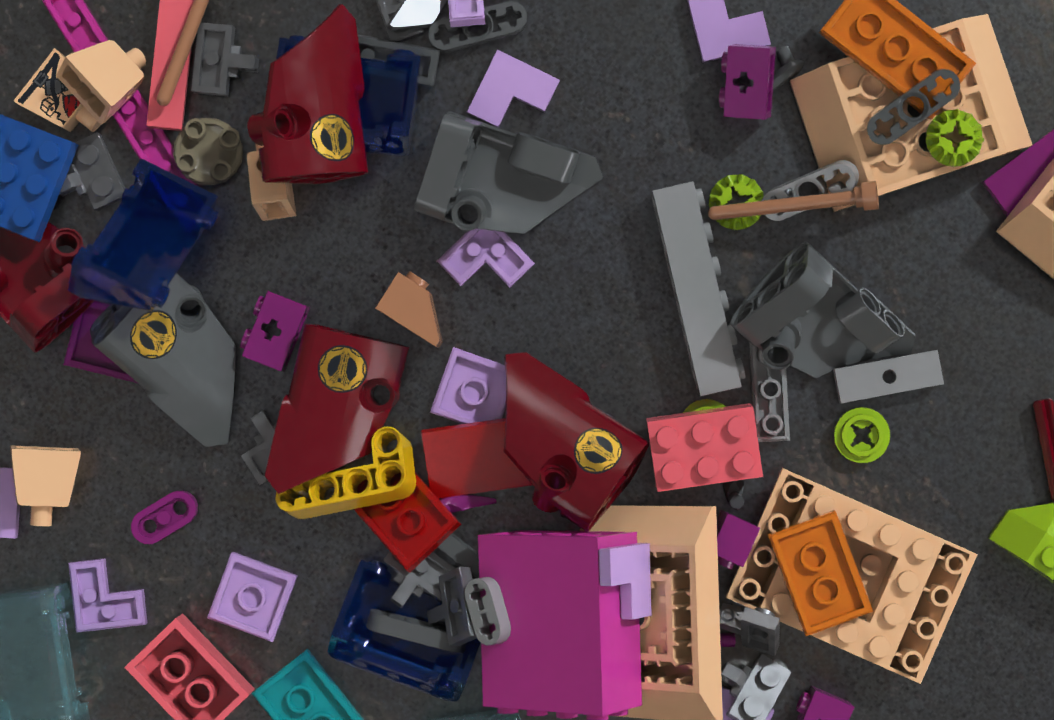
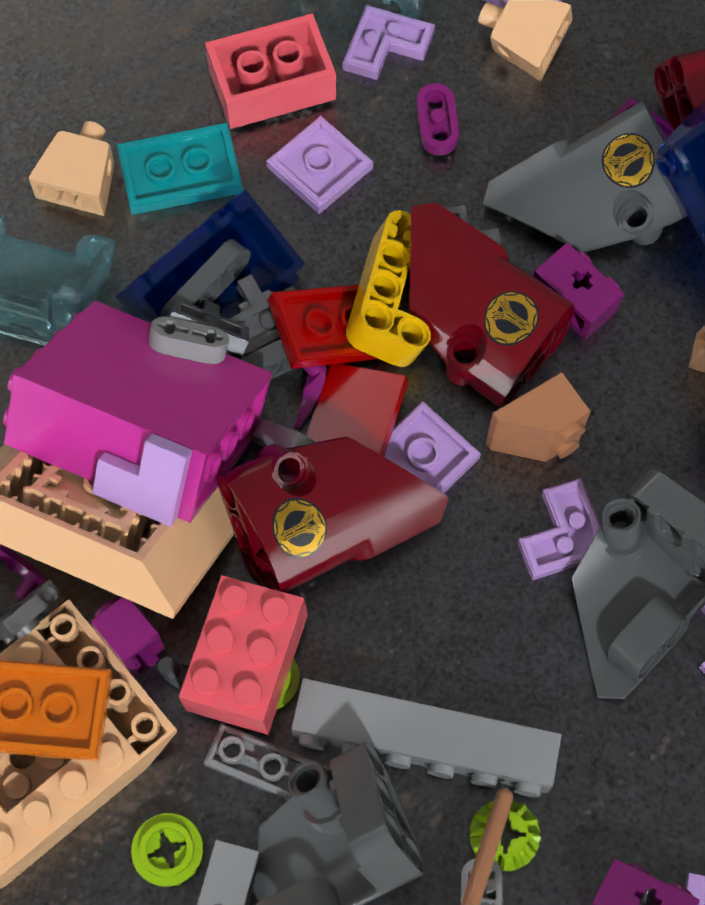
camera: 105 degrees right, 20 degrees down
(520, 502) = (272, 433): none -> light grey beam

